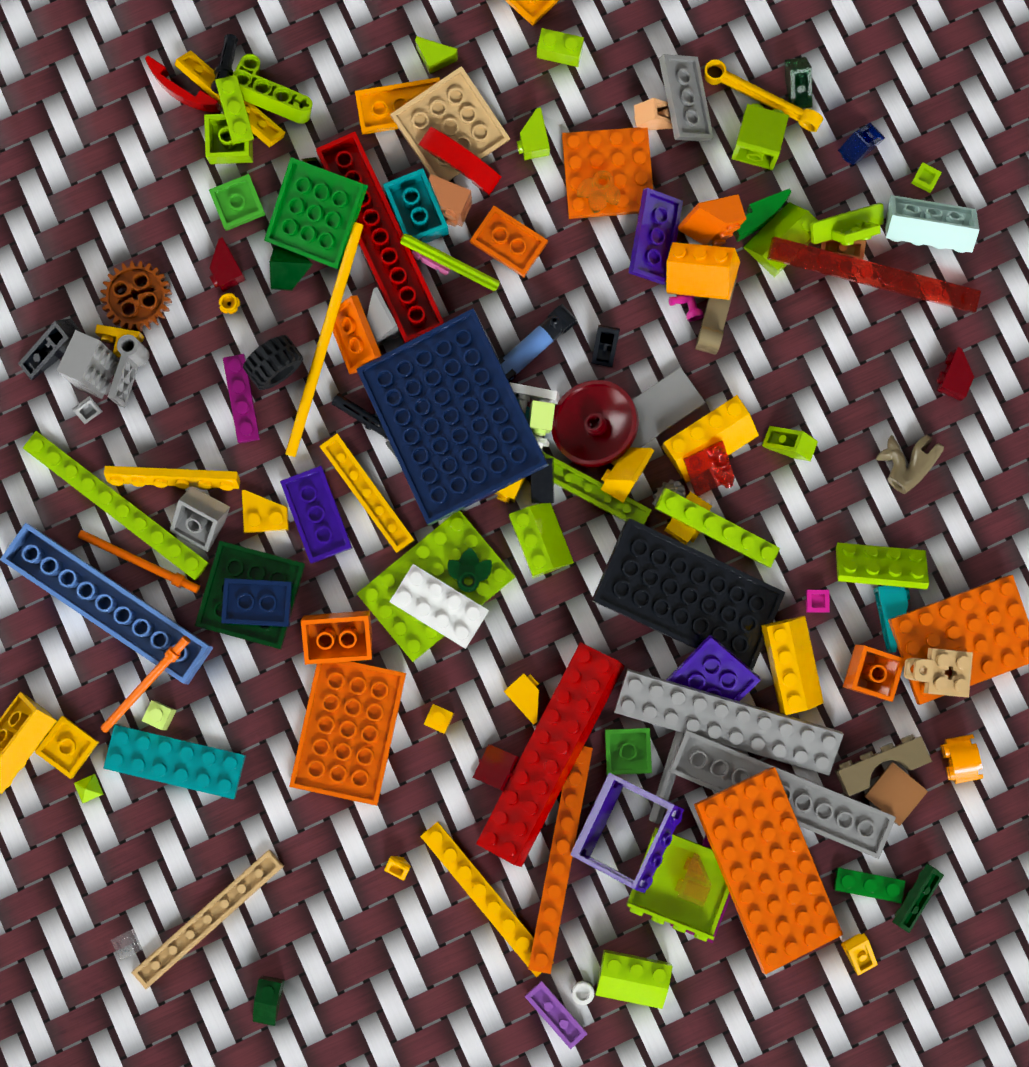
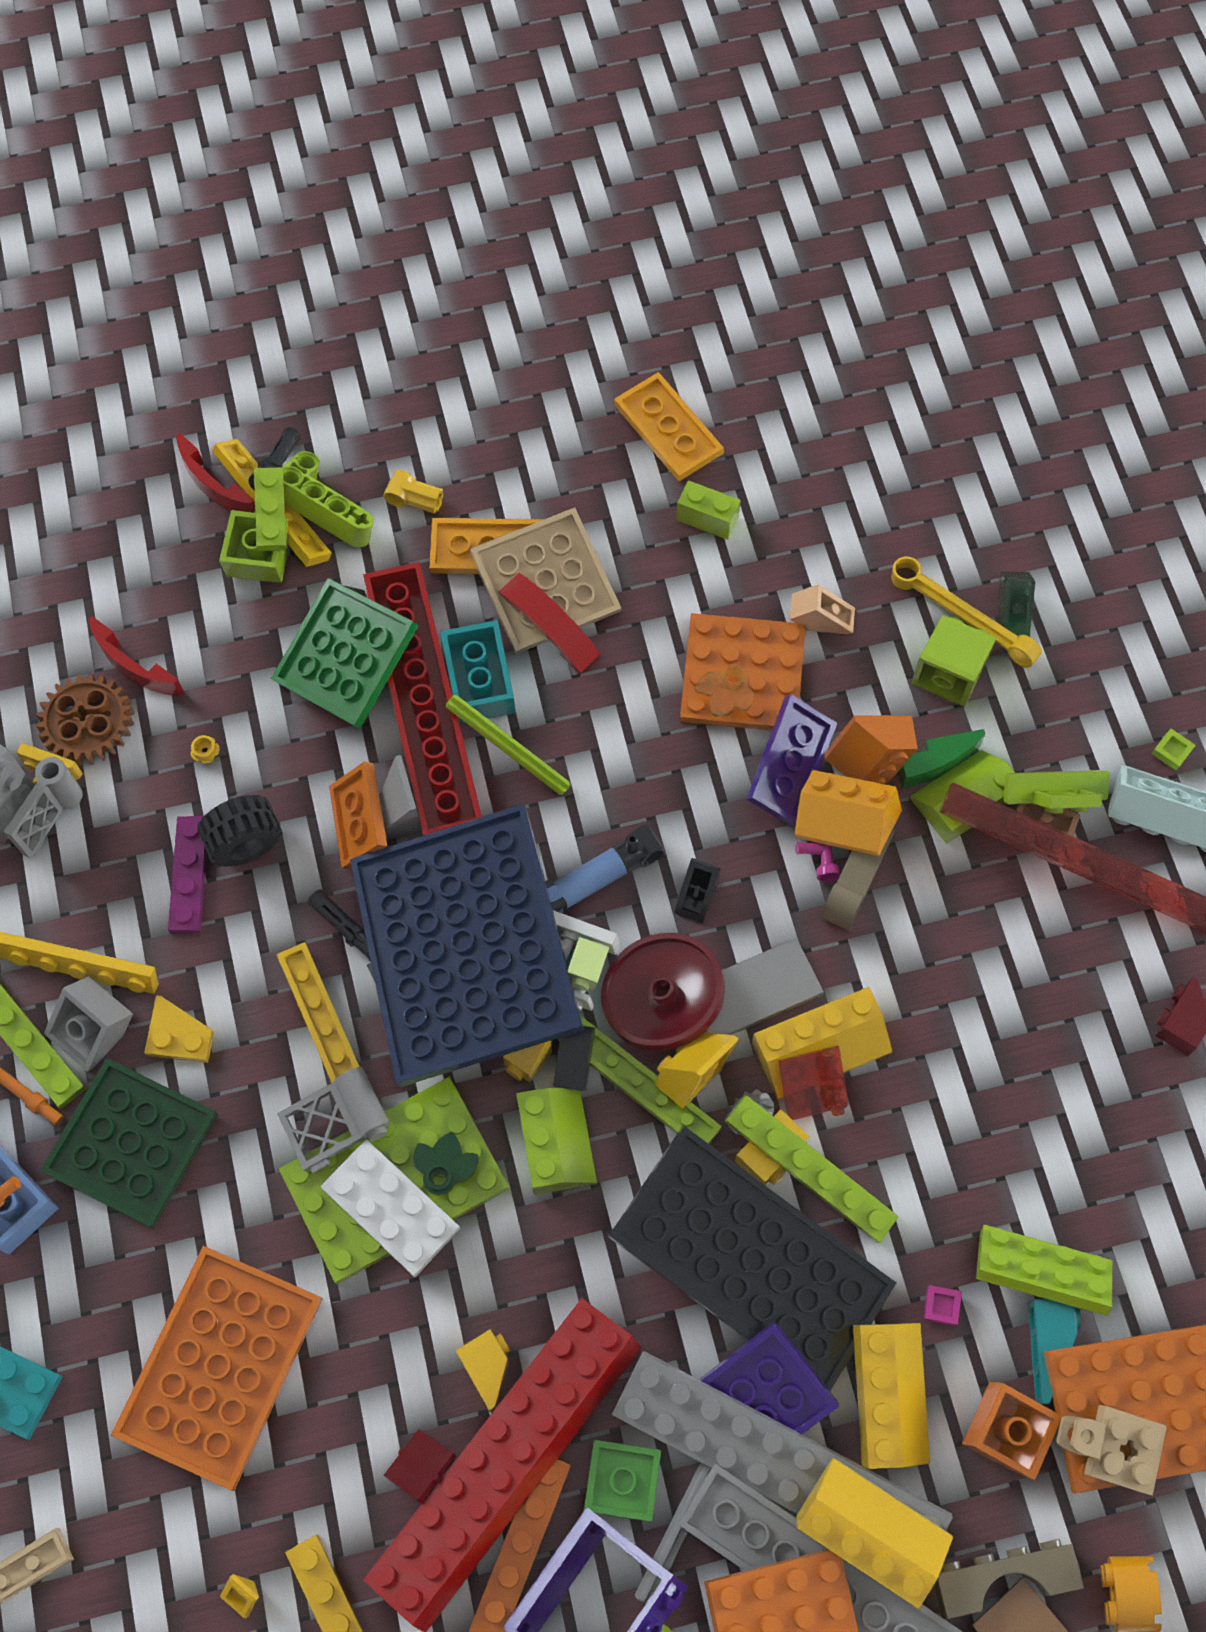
camera: 10 degrees right, 15 degrees down
(181, 256) = (155, 679): none -> red slope
(224, 268) = (210, 703): dark red slope -> none
(237, 202) = (248, 626): bright green plate -> none
(256, 602) = (133, 1153): dark blue plate -> none
(287, 268) = (290, 718): dark green slope -> none
(316, 514) = (249, 1048): dark purple plate -> none
(324, 339) = (314, 817): yellow piece -> none
(330, 71) = (406, 490): none -> yellow piece
(337, 637) = (234, 1225): orange slope -> none
(404, 545) = (358, 1107): none -> light grey piece
(435, 54) = (546, 493): lime slope -> none
(439, 718) = (353, 1374): yellow brick -> none
(442, 269) = (484, 744): bright pink axle -> none
(452, 199) = (529, 668): nougat slope -> none
(508, 241) = (593, 734): orange plate -> none
(534, 138) = (652, 612): lime slope -> none
(686, 98) = (862, 596): light grey plate -> none
(790, 443) = (936, 1069): lime slope -> none
(795, 753) = (875, 1532): none -> yellow slope
(860, 144) = (1088, 691): clear blue slope -> none
(903, 477) = (1120, 1132): dark tan piece -> none

